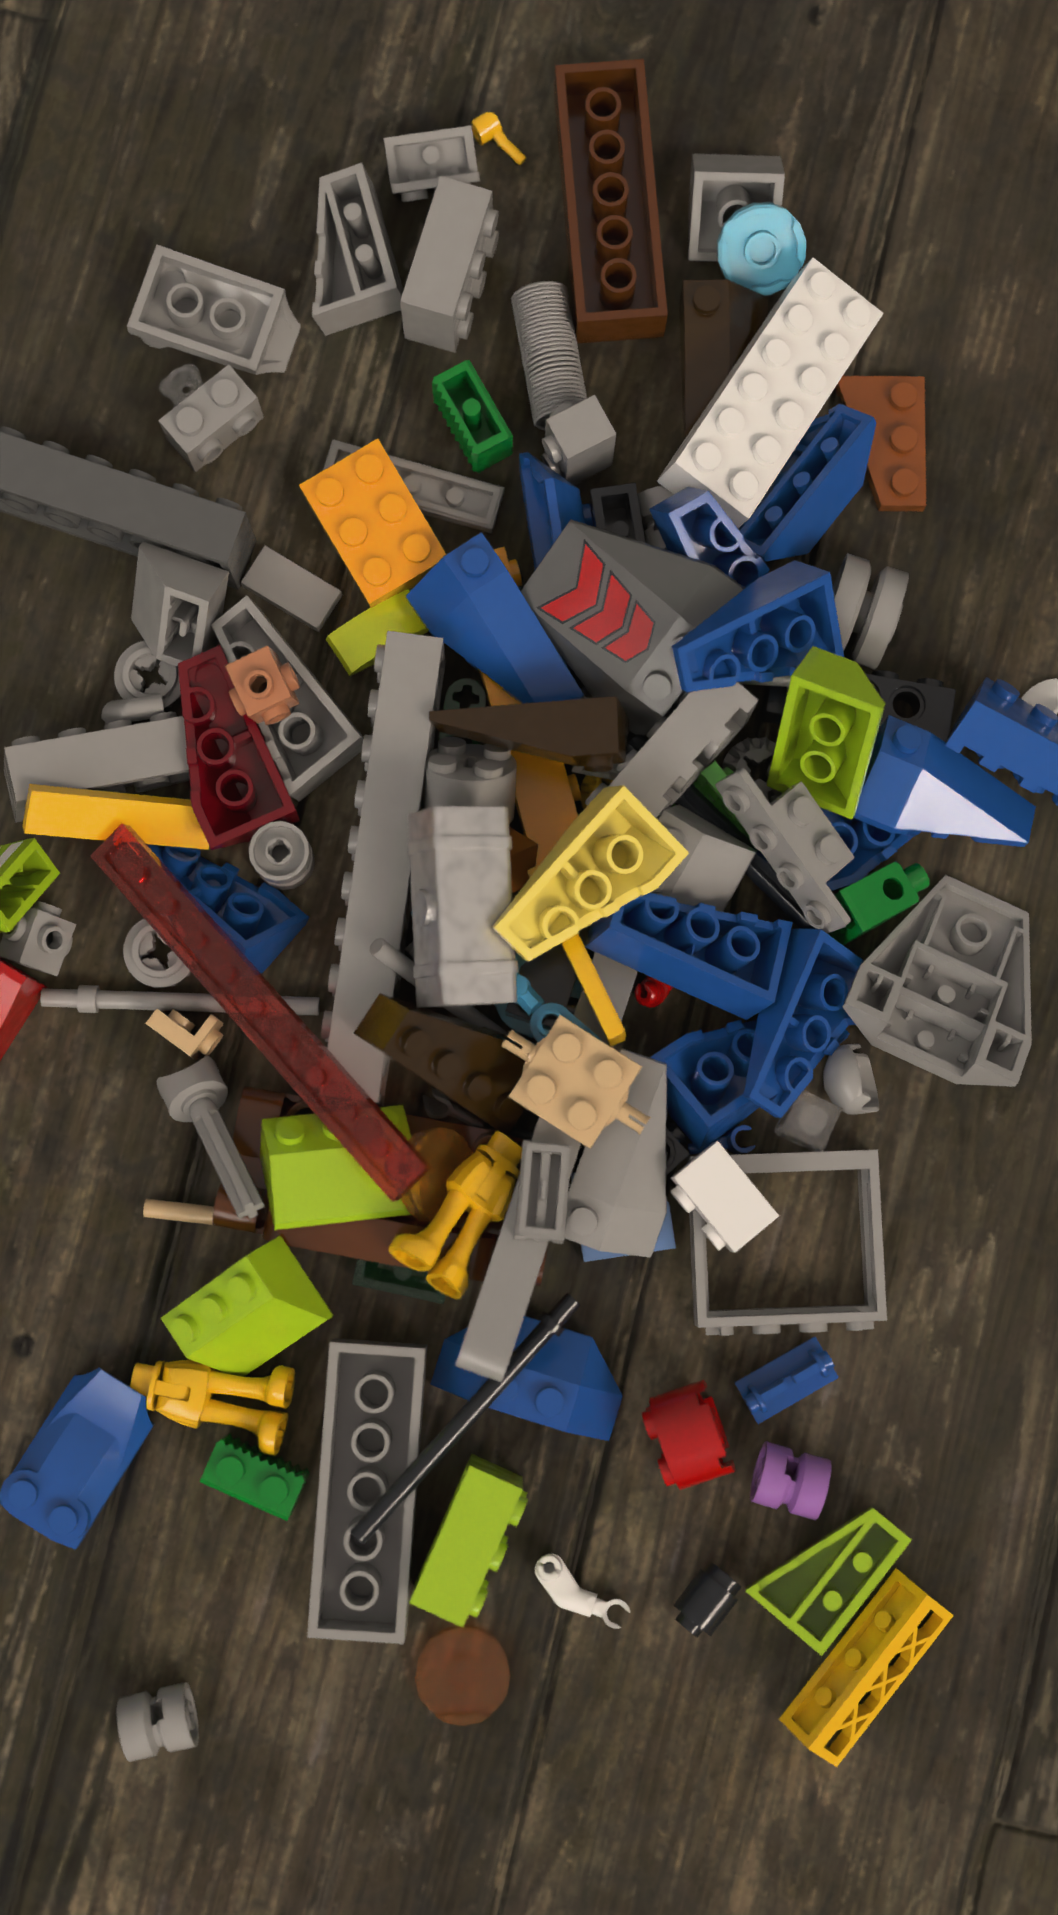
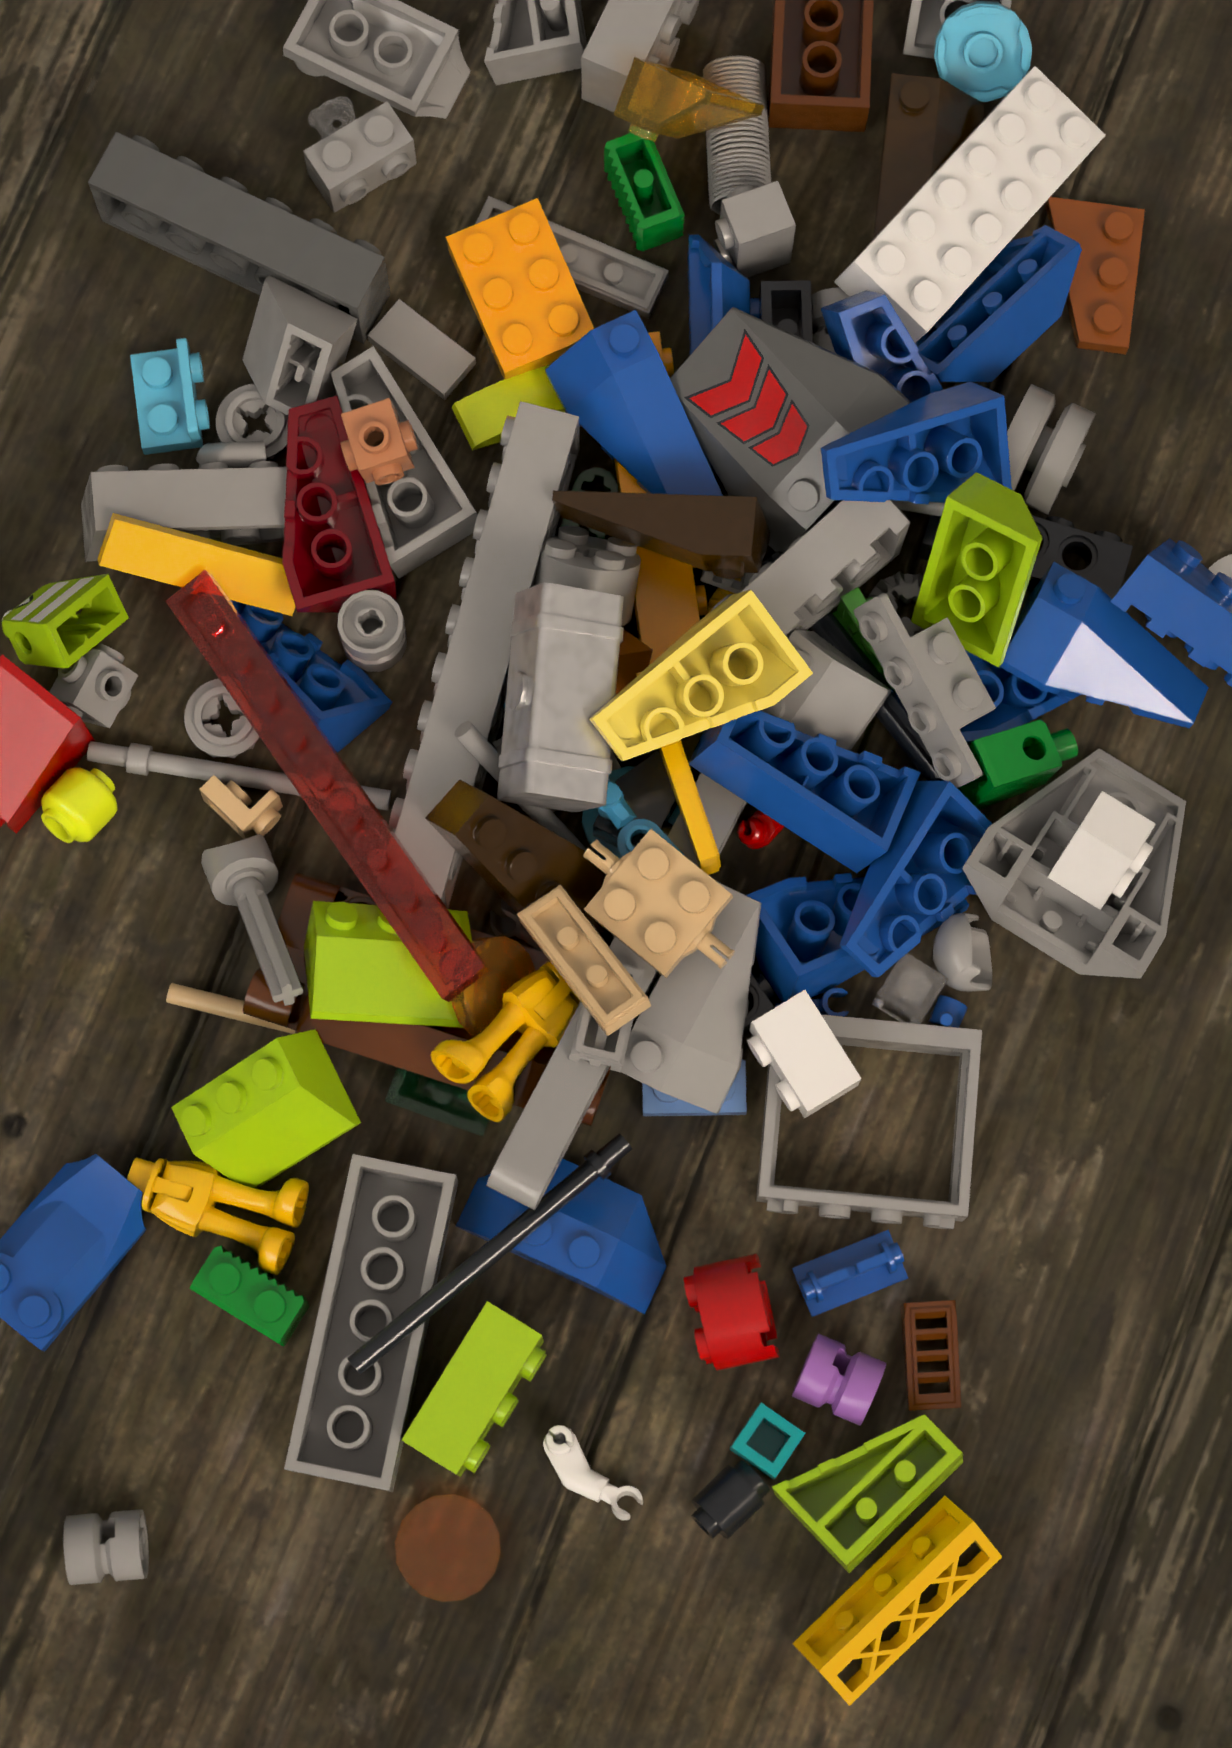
camera: 10 degrees right, 5 degrees down
(39, 1049) = (79, 804): none -> neon yellow head
(68, 664) = (167, 399): none -> medium azure bracket
(493, 332) = (677, 102): none -> clear yellow slope
(516, 1146) = (584, 960): none -> tan tile
(734, 1546) = (767, 1441): none -> teal brick
(844, 1135) = (948, 1012): none -> blue hand
(862, 1405) = (926, 1310): none -> reddish brown slope
(968, 976) = (1104, 852): none -> white brick

